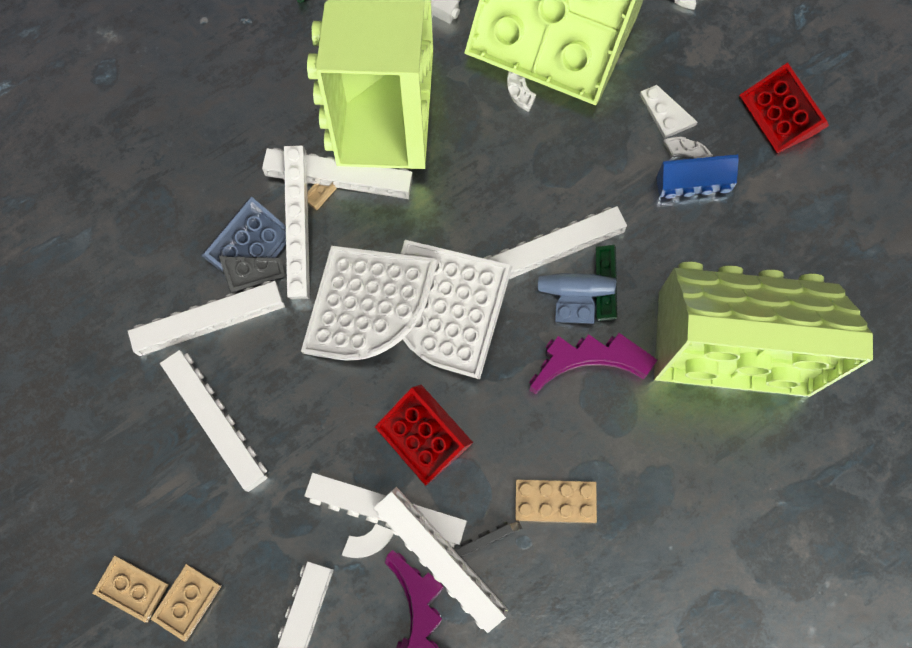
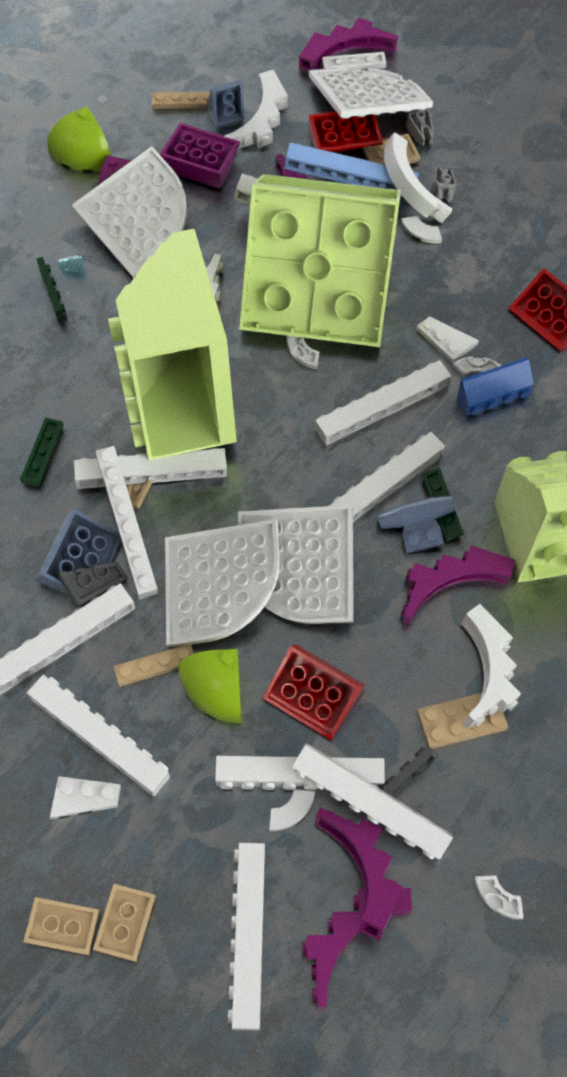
camera: 20 degrees left, 10 degrees down
(184, 473) = (81, 796): none -> white wing
(243, 130) = (41, 452): none -> dark green plate
(285, 367) = (151, 665): none -> tan plate
(333, 403) = (213, 683): none -> lime brick
(581, 162) = (382, 402): none -> white brick
(607, 436) = (498, 667): none -> white arch

